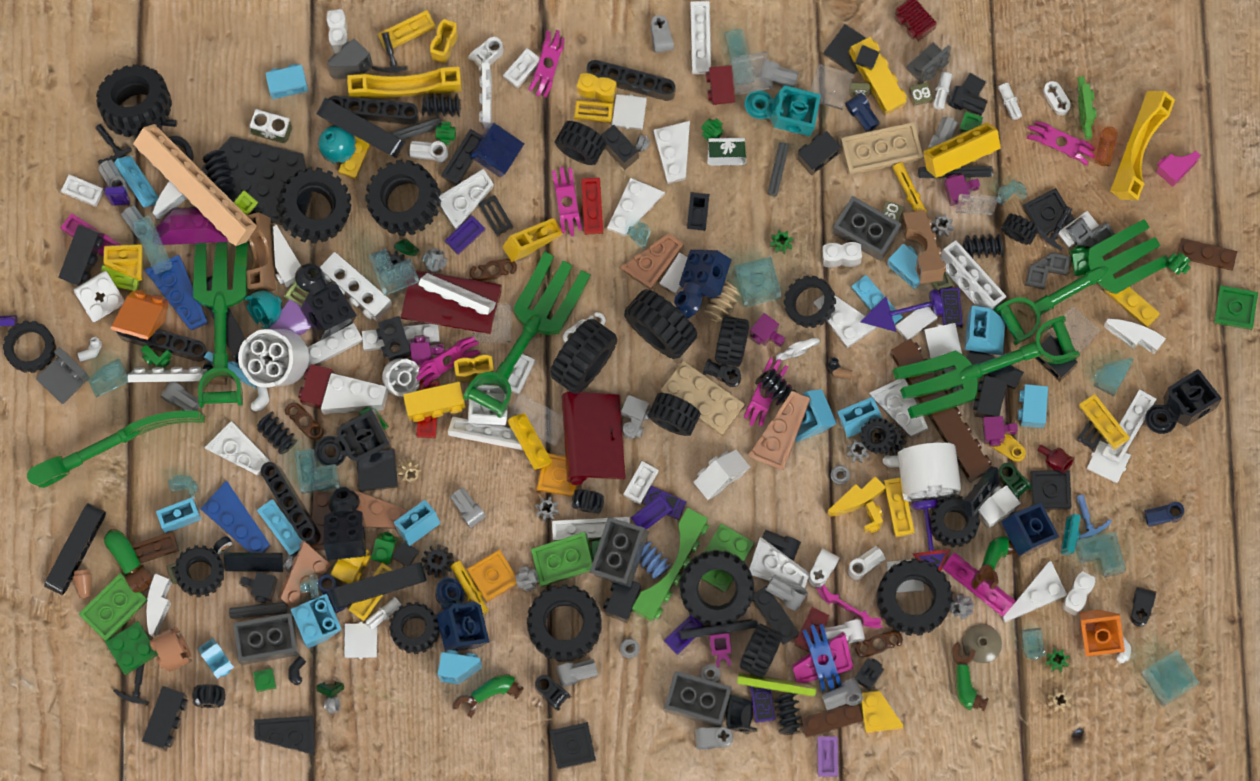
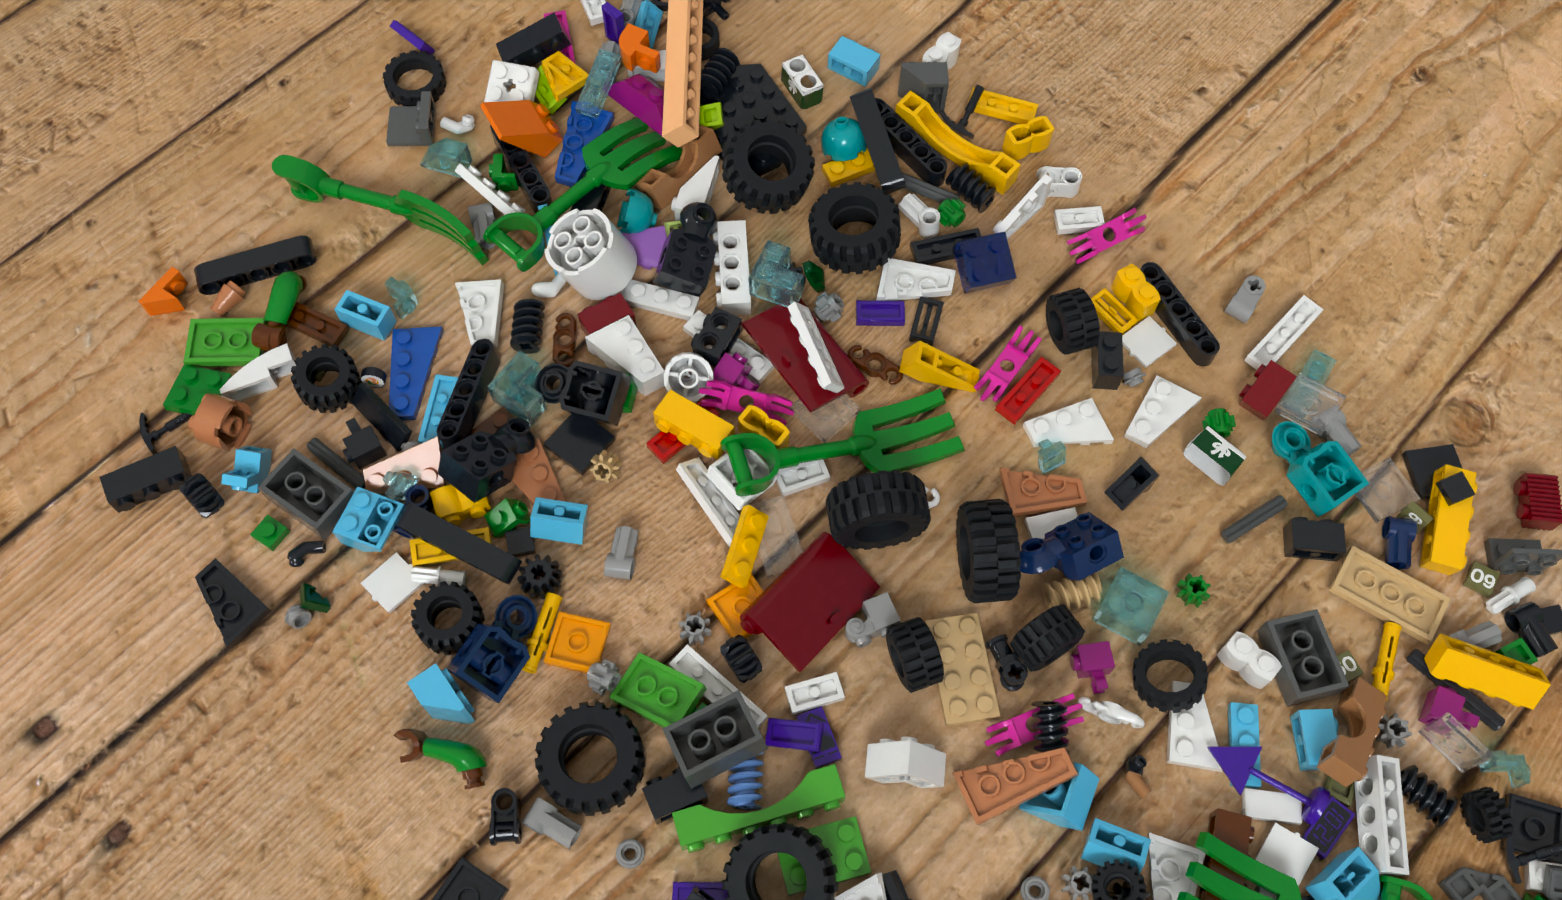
camera: 40 degrees right, 10 degrees down
(45, 619) = (162, 296): none -> orange slope
(154, 205) = (635, 49): none -> orange brick

